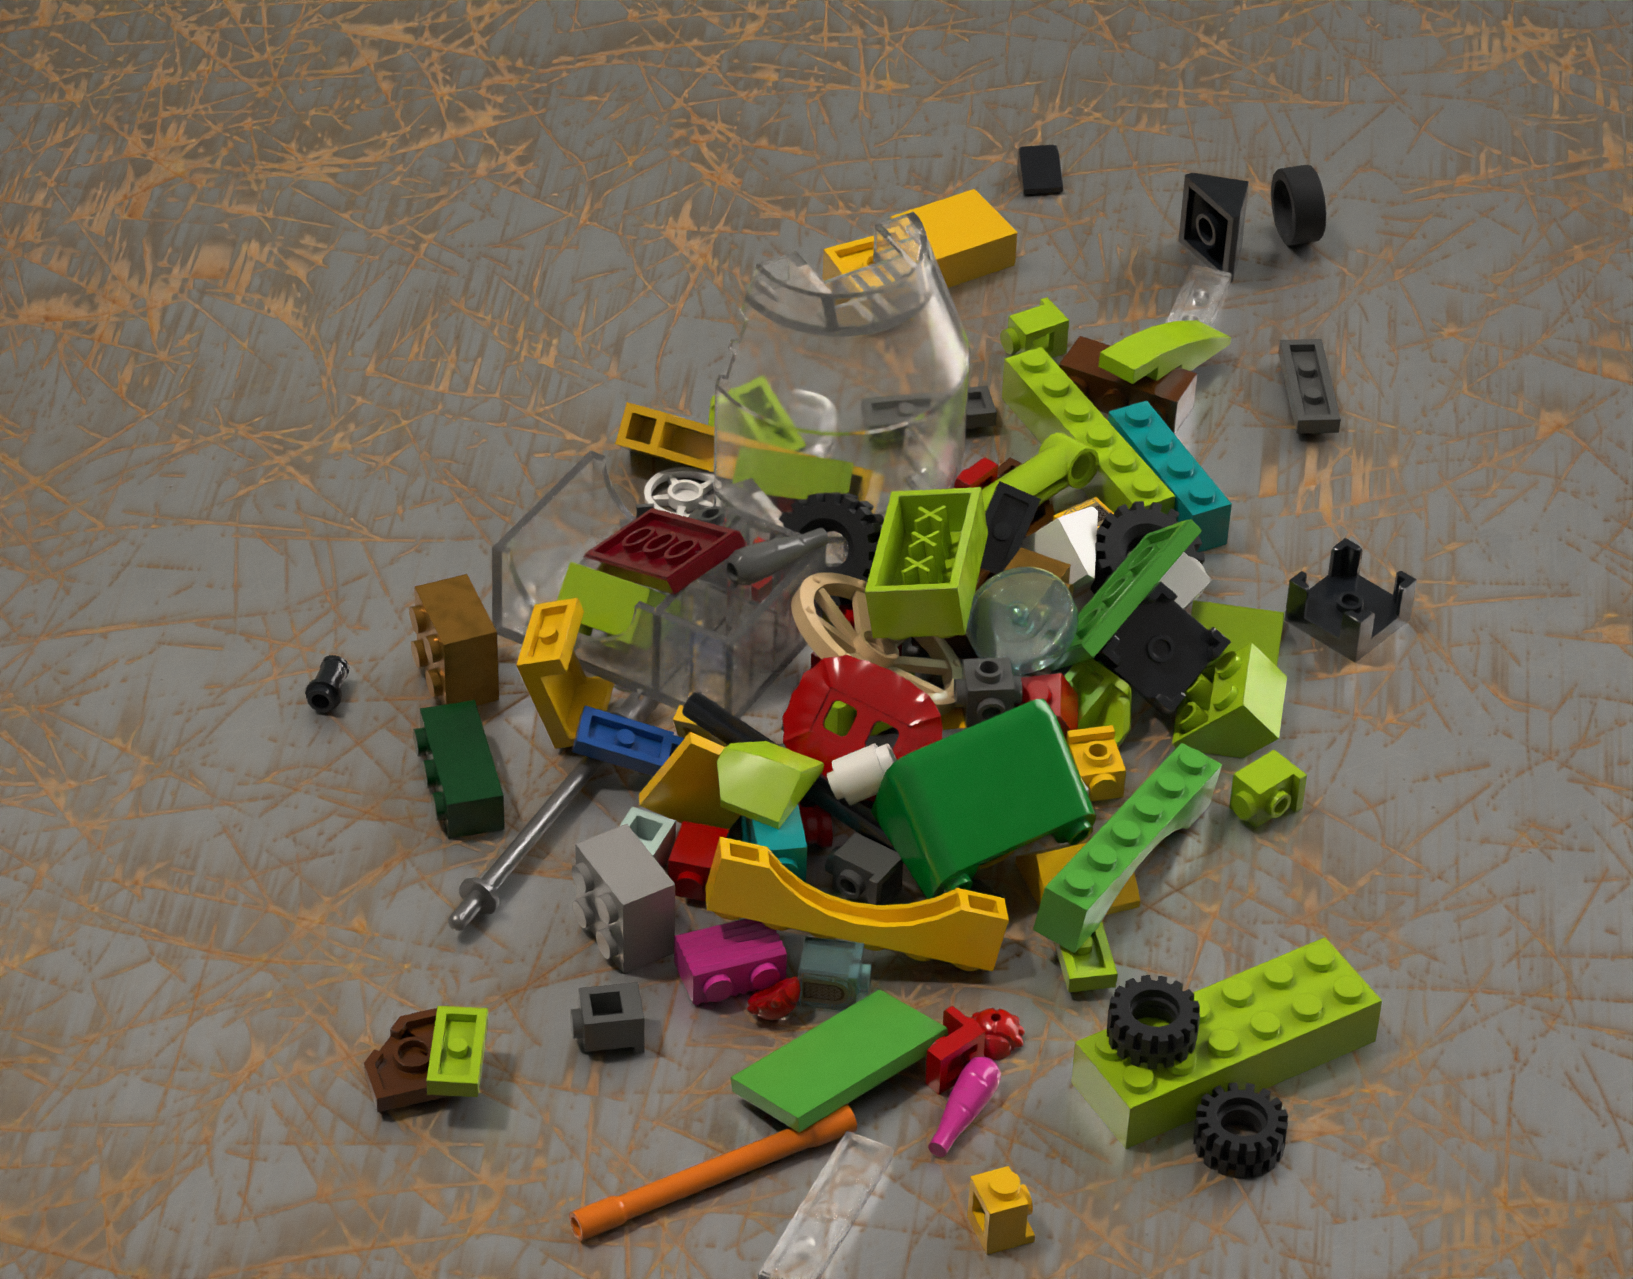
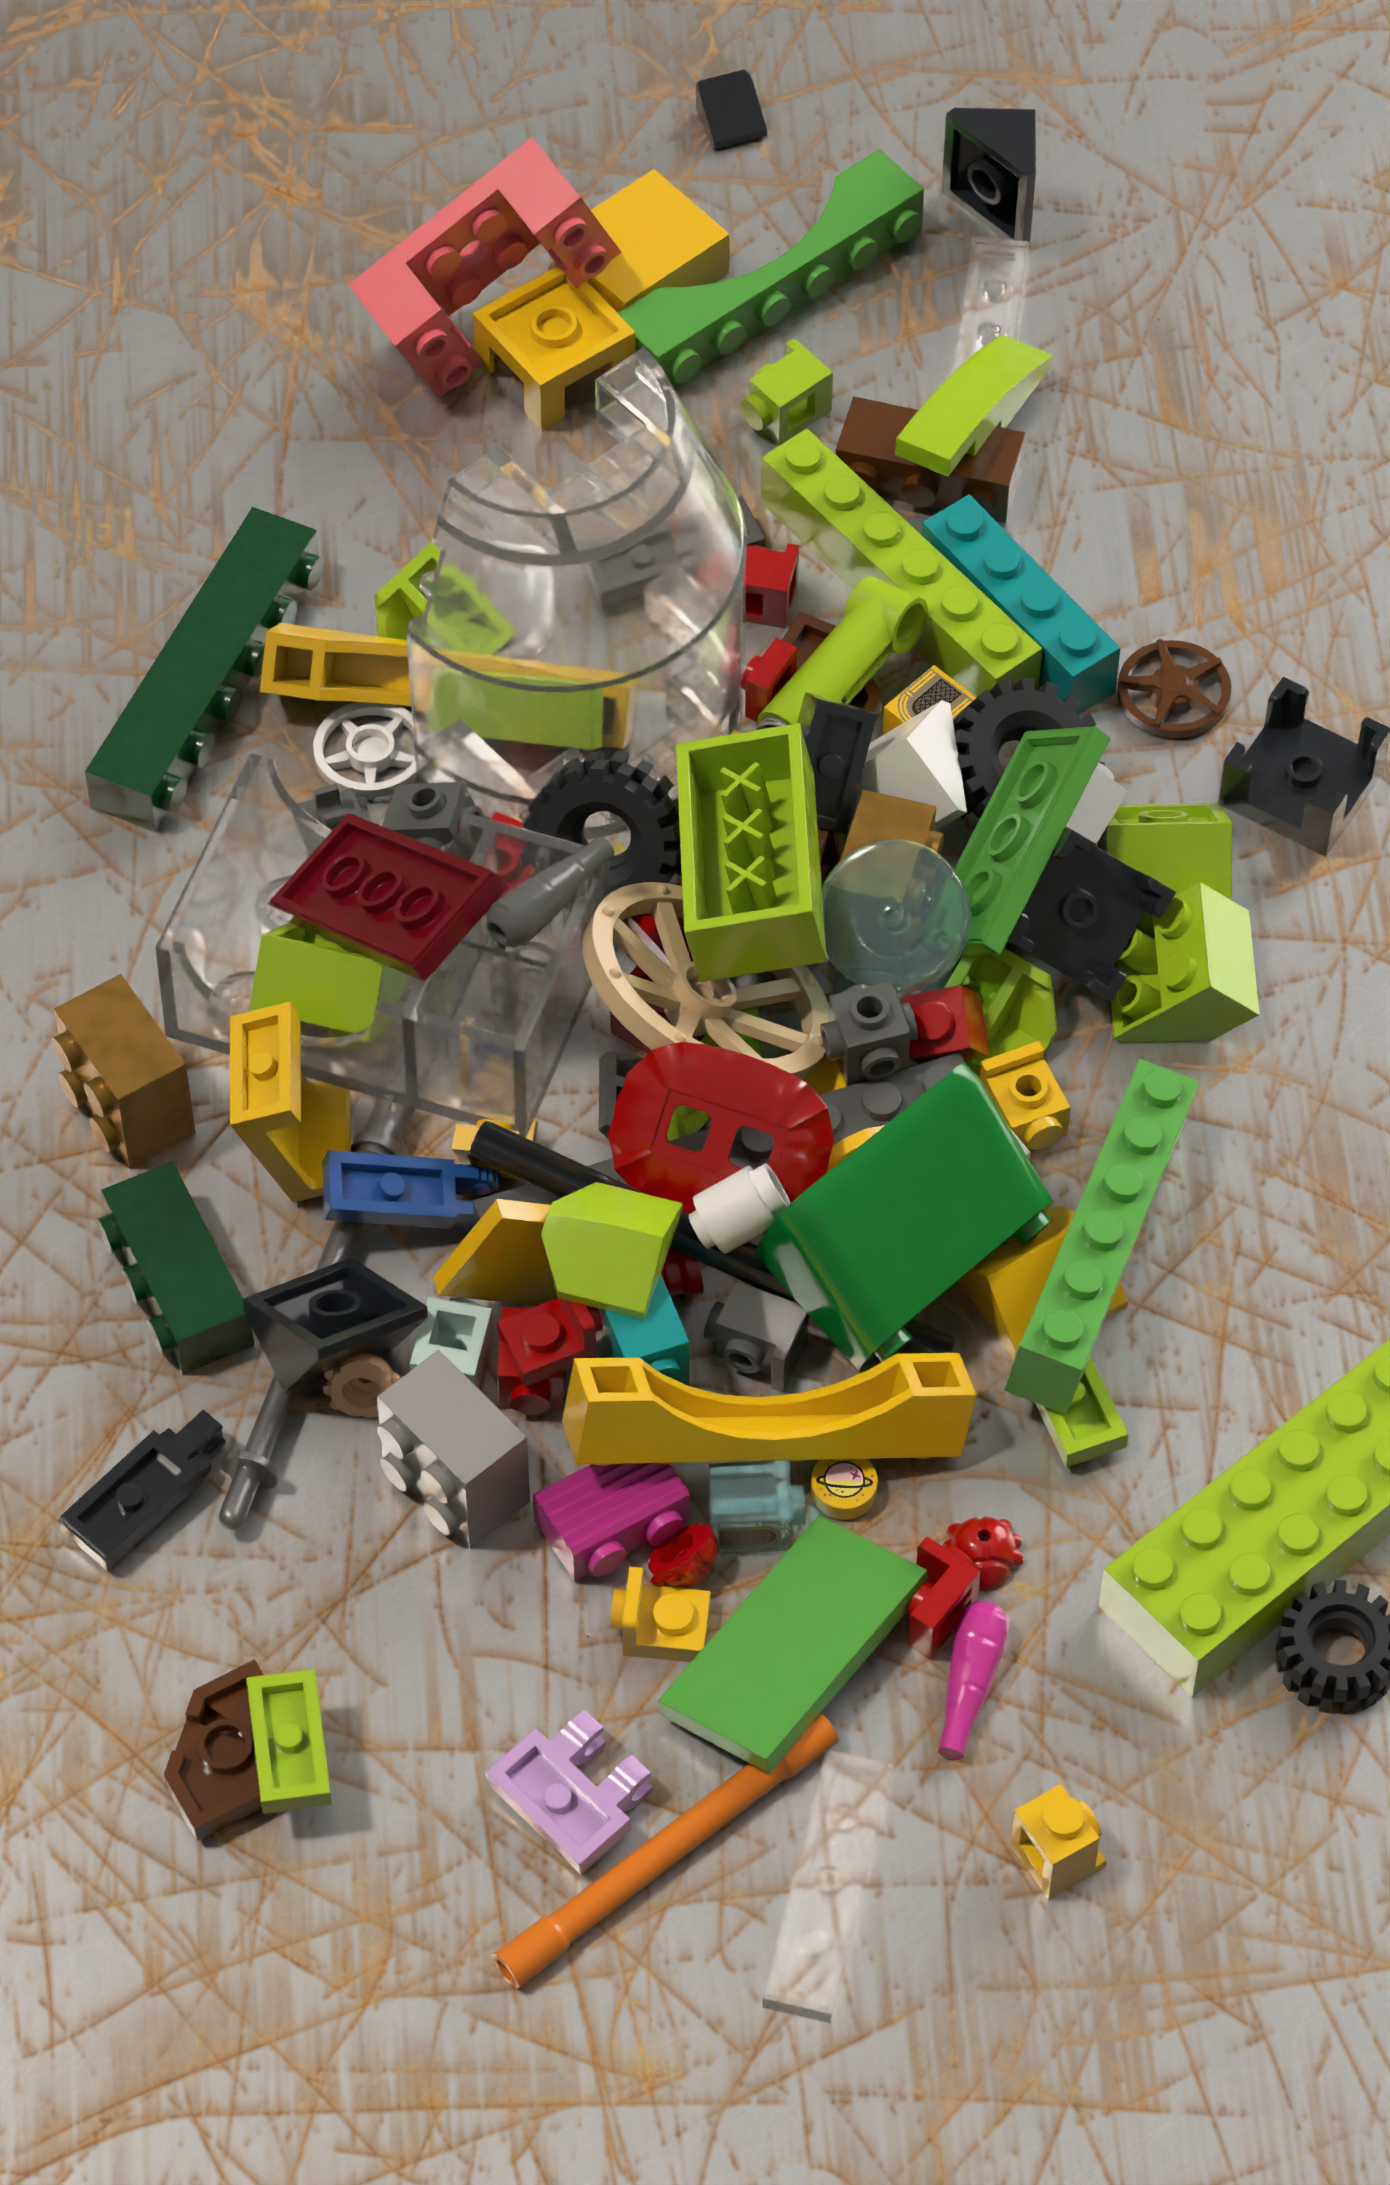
camera: 10 degrees left, 15 degrees up
(399, 895) = (142, 1489): none -> black hinge
(558, 813) = (328, 1319): none -> black slope
(562, 856) = (358, 1383): none -> light nougat animal
(580, 423) = (203, 670): none -> dark green brick
(609, 1017) = (484, 1622): dark grey brick -> none
(642, 1124) = (560, 1801): none -> lavender plate
(700, 837) = (549, 1338): none -> red bracket
(745, 1034) = (660, 1620): none -> yellow bracket
(866, 182) = (433, 276): none -> coral plate
(903, 976) = (844, 1487): none -> yellow tile
(989, 436) = (771, 584): none -> red brick
(1113, 243) = (867, 214): none -> bright green arch
(1153, 1043) = (1211, 1496): black tyre -> none
(1267, 789) = (1259, 1097): lime brick -> none
(1269, 546) = (1174, 688): none -> reddish brown wheel
(1298, 204) = (1099, 117): black tyre -> none
(1309, 386) = (1173, 415): dark grey plate -> none

